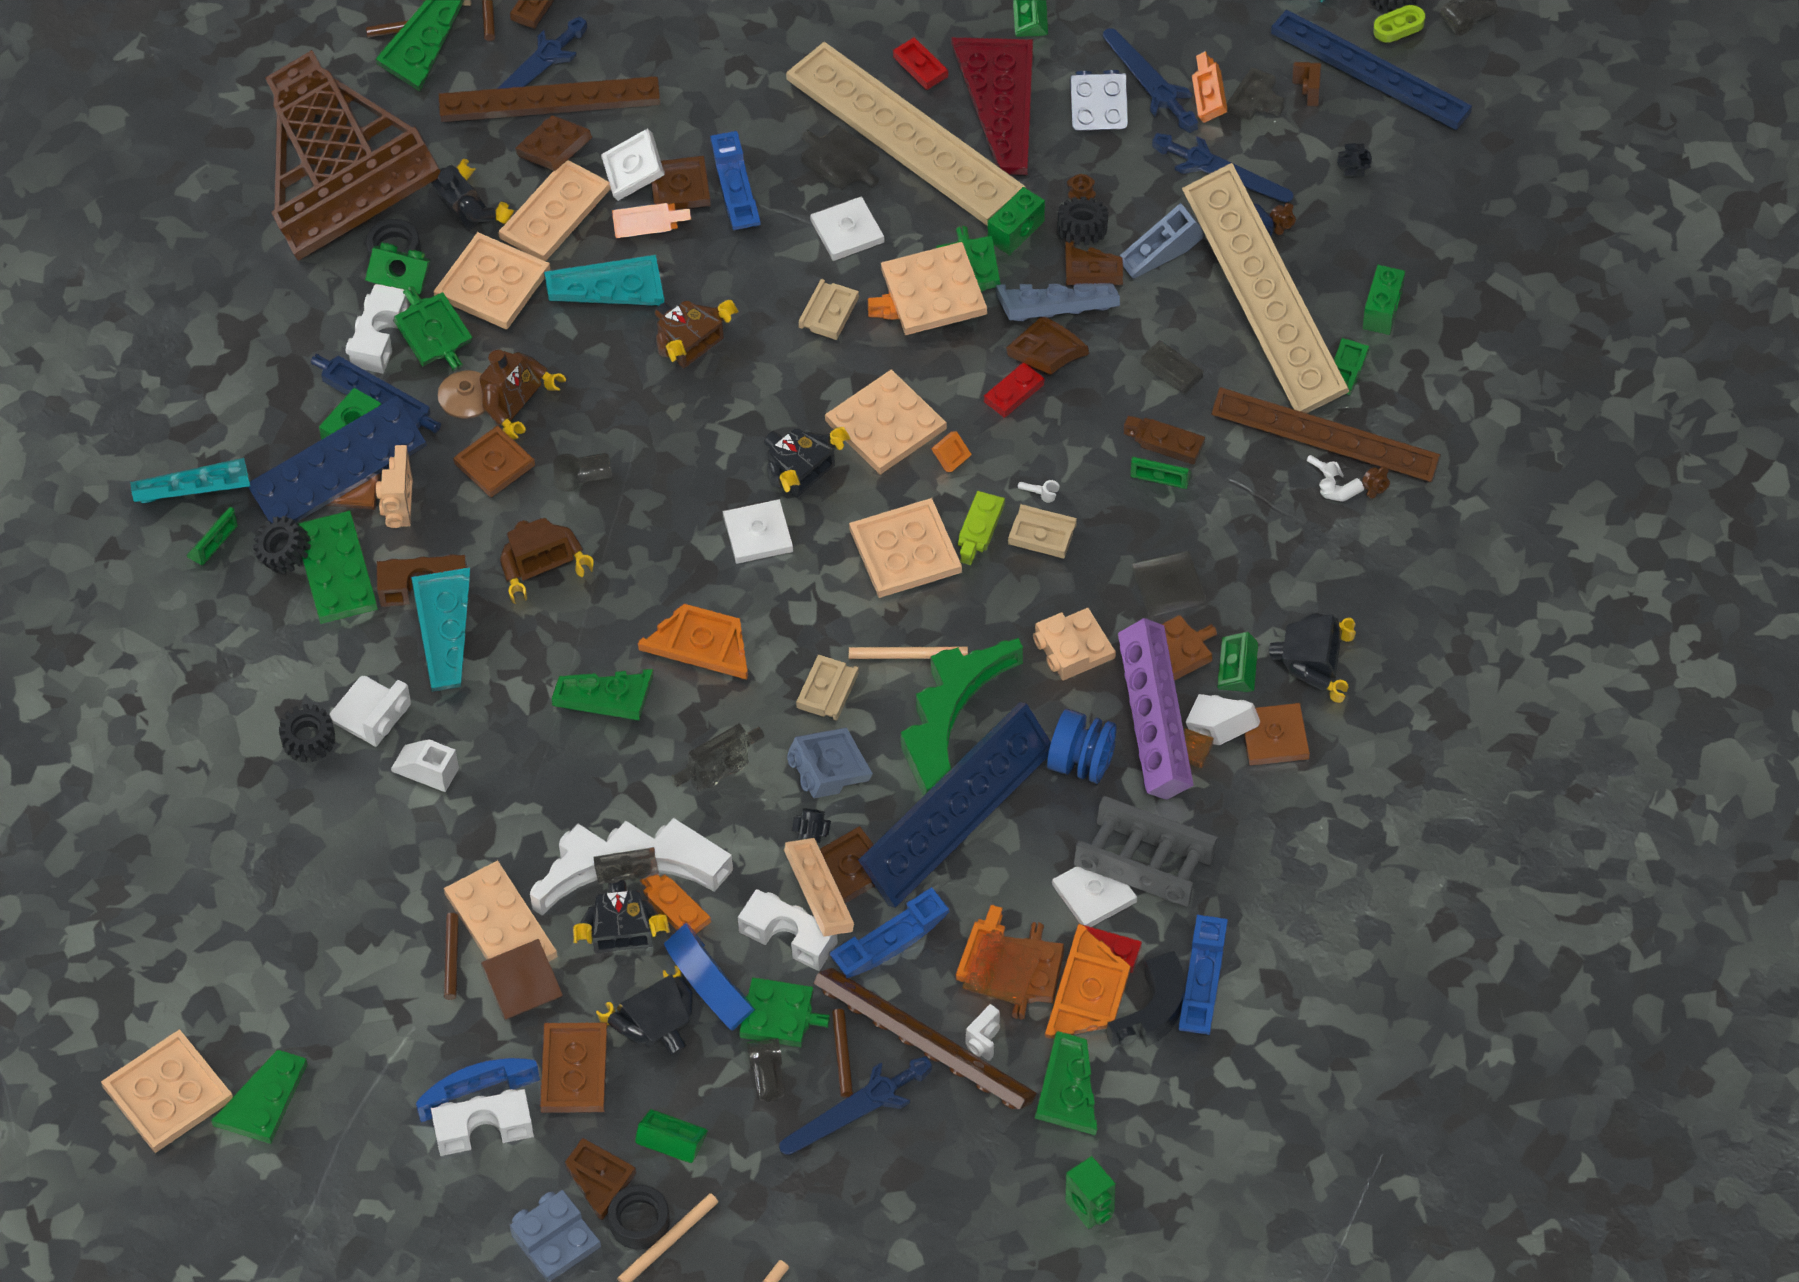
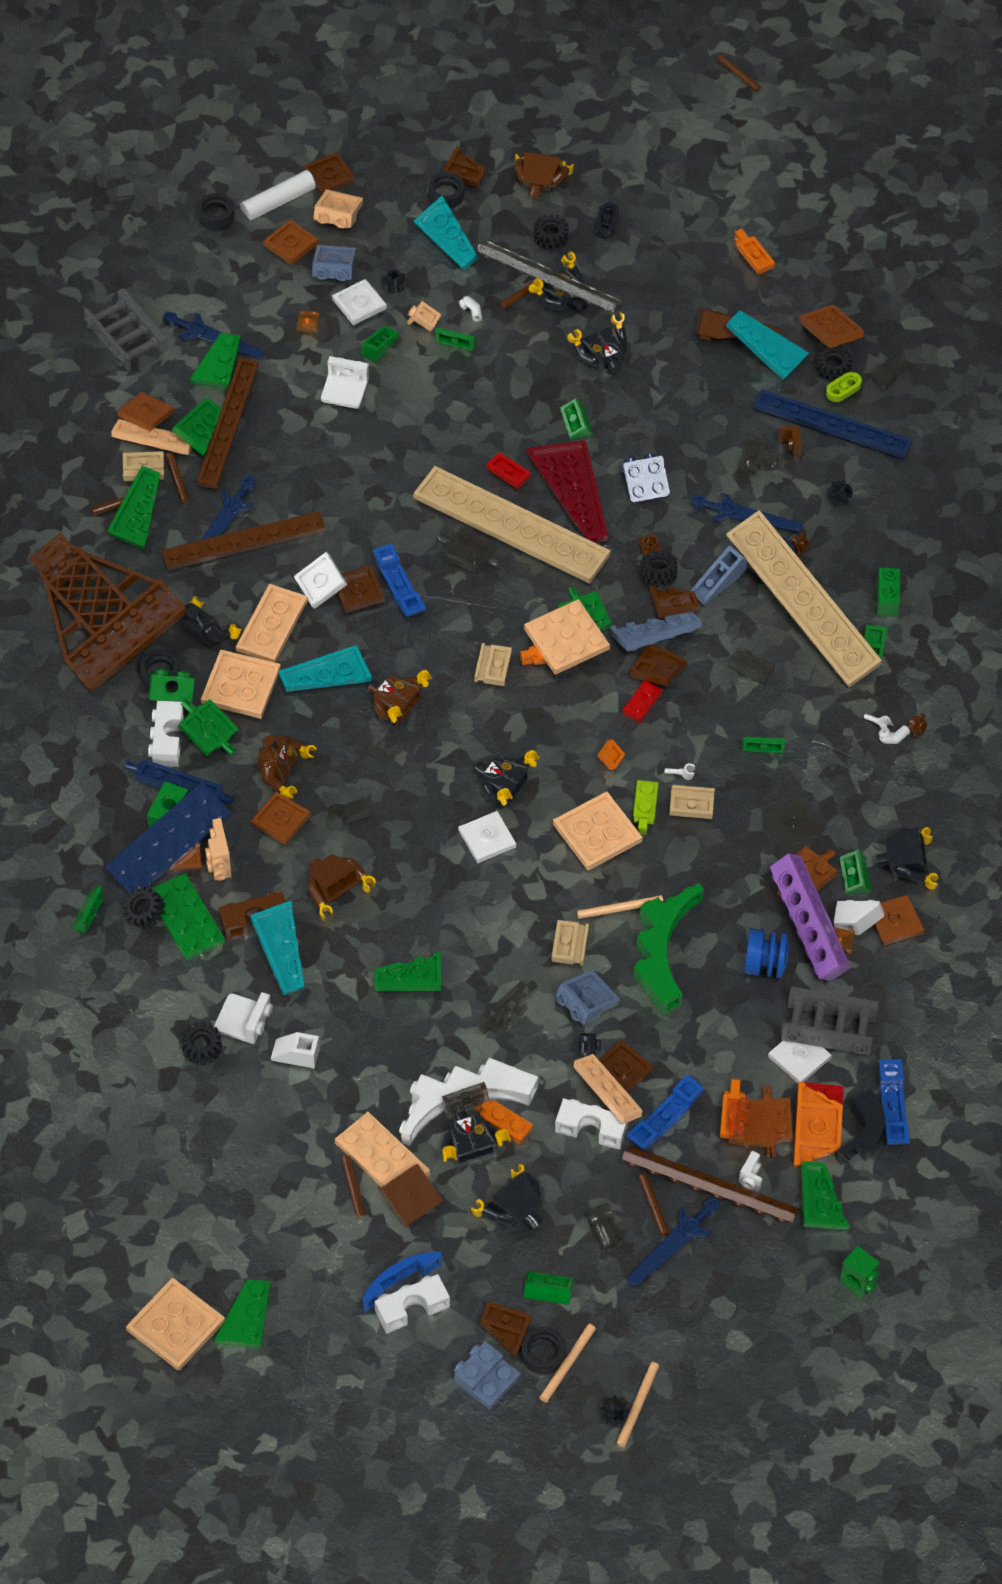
camera: 15 degrees left, 0 degrees up
(192, 481) = (68, 869): teal wing -> none
(461, 402) = (243, 778): medium nougat dish -> none
(553, 142) = (257, 573): reddish brown plate -> none
(574, 1067) = (466, 1251): dark orange plate -> none
(647, 219) = (342, 619): hinge -> none
(701, 640) = (470, 924): orange wing -> none
(707, 977) = (545, 1168): blue slope -> none
(780, 1012) = (599, 1184): green plate -> none
(847, 228) = (489, 602): white plate -> none
(886, 421) = (557, 740): light nougat plate -> none
(956, 805) = (688, 1011): dark blue plate -> none
(1016, 220) = (611, 576): green brick -> none
(1073, 643) = (735, 879): light nougat plate -> none
(1162, 93) = (689, 465): dark blue sword -> none
(1165, 439) = (759, 719): reddish brown hinge -> none
(1208, 88) = (721, 456): orange hinge -> none
(1326, 434) = (873, 697): reddish brown plate -> none

